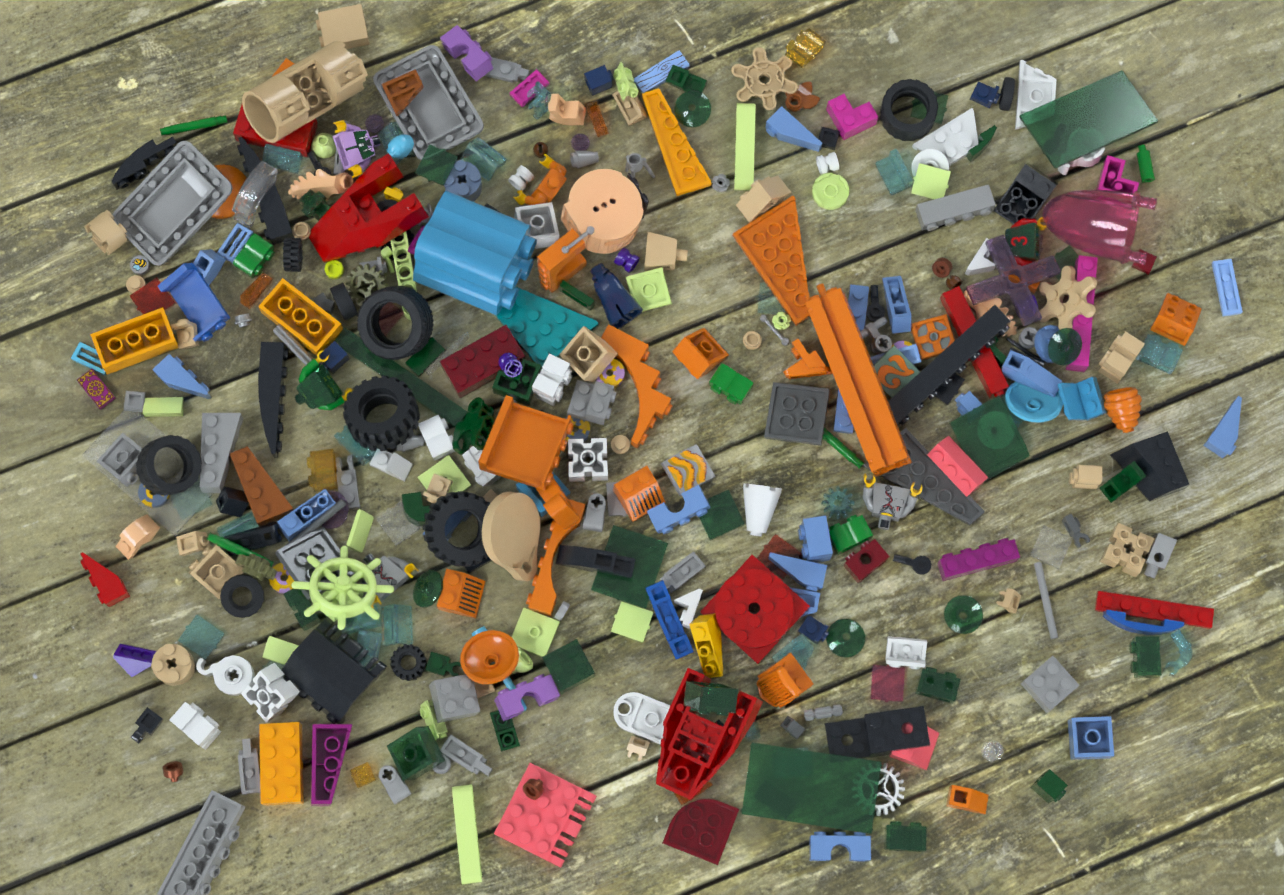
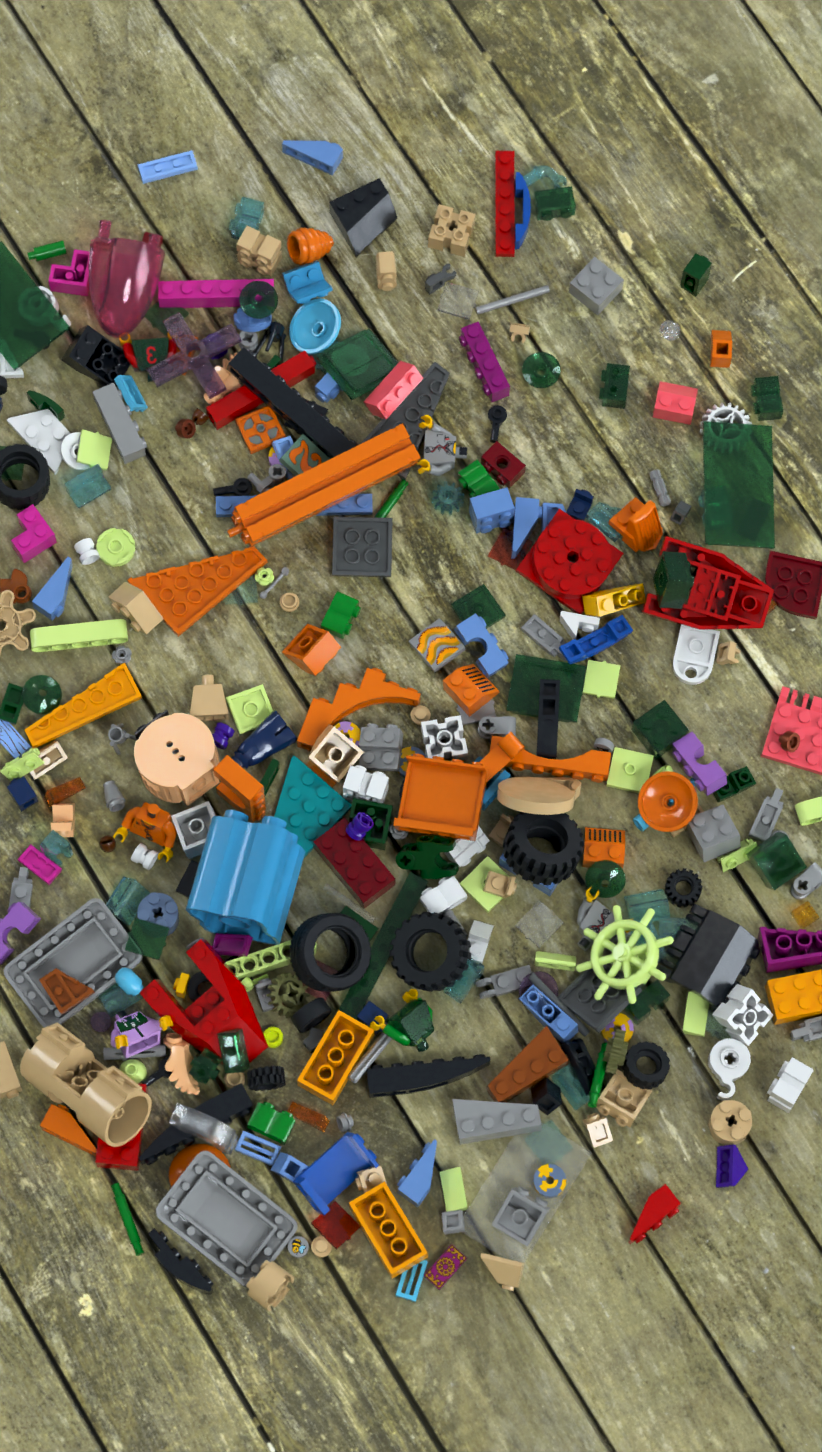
camera: 100 degrees left, 5 degrees down
(80, 435) = (504, 1270): none -> tan slope
(136, 535) = (602, 1186): light nougat brick -> none
(147, 723) = (794, 1139): black plate -> none
(190, 459) = (523, 1141): black tyre -> none
(201, 637) = (693, 1104): clear light blue piece -> none
(282, 158) = (156, 1121): clear light blue slope -> none
(321, 228) = (233, 1051): none -> clear green slope
(322, 470) = (497, 1007): clear yellow brick -> none
(414, 509) = (523, 906): dark green brick -> none
(440, 664) = (679, 857): dark green plate -> none
(580, 142) = (94, 803): clear purple plate -> none
(590, 230) = (213, 751): light grey hinge -> none
(759, 507) = (464, 569): white cone -> none
(808, 366) = (311, 541): orange piece -> none
(829, 137) = (56, 555): black tile -> none
(843, 647) = (573, 481): clear green dish -> none
(858, 846) = (789, 471): medium blue arch -> none
(878, 733) = (674, 432): black bracket -> none
(887, 683) = (619, 433): clear pink piece -> none
(897, 304) = (232, 466): medium blue slope -> none
(906, 652) = (588, 418): white bracket -> none
(979, 263) = (174, 395): white slope -> none
(985, 219) = (130, 393): none -> medium azure tile
(1029, 373) = (289, 332): medium blue slope -> none
(1077, 301) = (200, 293): tan plate -> none
(1090, 738) = (642, 244): medium blue brick -> none
(1122, 482) = (382, 239): dark green brick -> none
(1163, 548) = (452, 197): light grey torso -> none
(1176, 319) = (208, 206): orange bracket -> none

